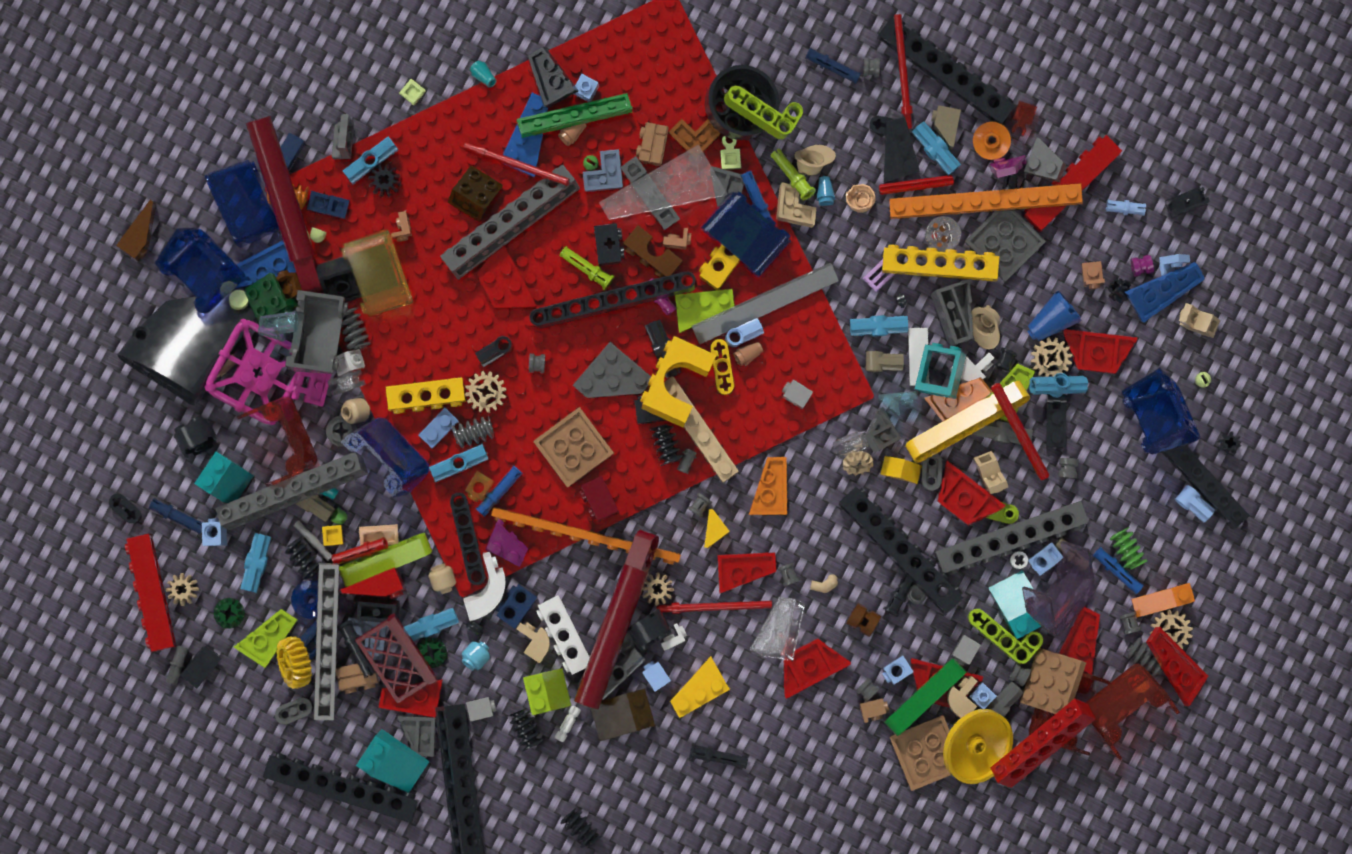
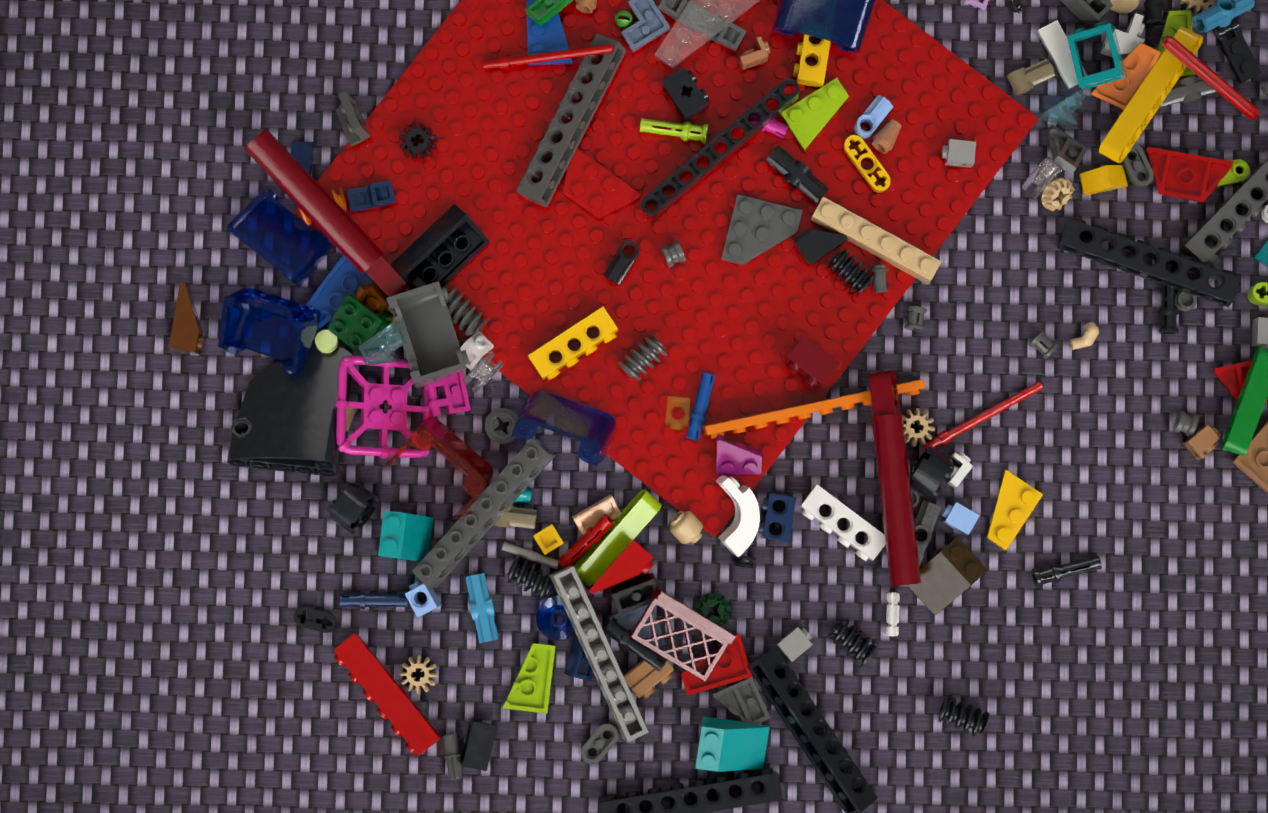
camera: 30 degrees left, 0 degrees up
(233, 621) = (473, 683): dark green gear -> none
(294, 662) = (576, 692): yellow gear -> none
(317, 235) = (375, 233): yellowish green hinge -> none
(339, 516) = (545, 516): bright green hinge -> none
(355, 411) = (507, 397): tan head -> none
(377, 273) = (461, 239): clear yellow windscreen -> none
(381, 152) = (398, 115): dark azure piece -> none
(404, 224) = (461, 177): nougat bracket -> none
(412, 92) = (400, 37): yellowish green tile -> none
(432, 624) = (699, 580): dark azure piece -> none
(438, 428) = (603, 372): medium blue plate -> none
(462, 531) = (689, 461): black beam -> none
(471, 458) = (634, 409): dark azure piece -> none
(474, 193) = (518, 110): dark brown bracket -> none
(475, 655) = (761, 590): medium azure head -> none
(483, 400) = (645, 308): tan gear -> none
(540, 641) = (822, 545): tan brick -> none
(547, 691) = (855, 591): lime slope -> none
(573, 447) = (755, 322): medium nougat plate -> none
(637, 245) = (716, 80): reddish brown arch -> none
(678, 354) = (822, 226): yellow arch -> none
(715, 529) = (944, 336): yellow slope -> none
(743, 568) = (993, 362): red wing -> none
(765, 303) = (878, 76): tile -> none
(772, 489) = (981, 265): orange wing -> none
(780, 630) = (1066, 407): clear wedge -> none
(810, 665) = (1113, 429): red wing -> none
(857, 616) = (1137, 353): reddish brown wheel -> none
(879, 325) = (1006, 42): dark azure piece -> none
(903, 664) = (1215, 384): light blue brick -> none
(990, 473) = (1198, 137): tan brick -> none

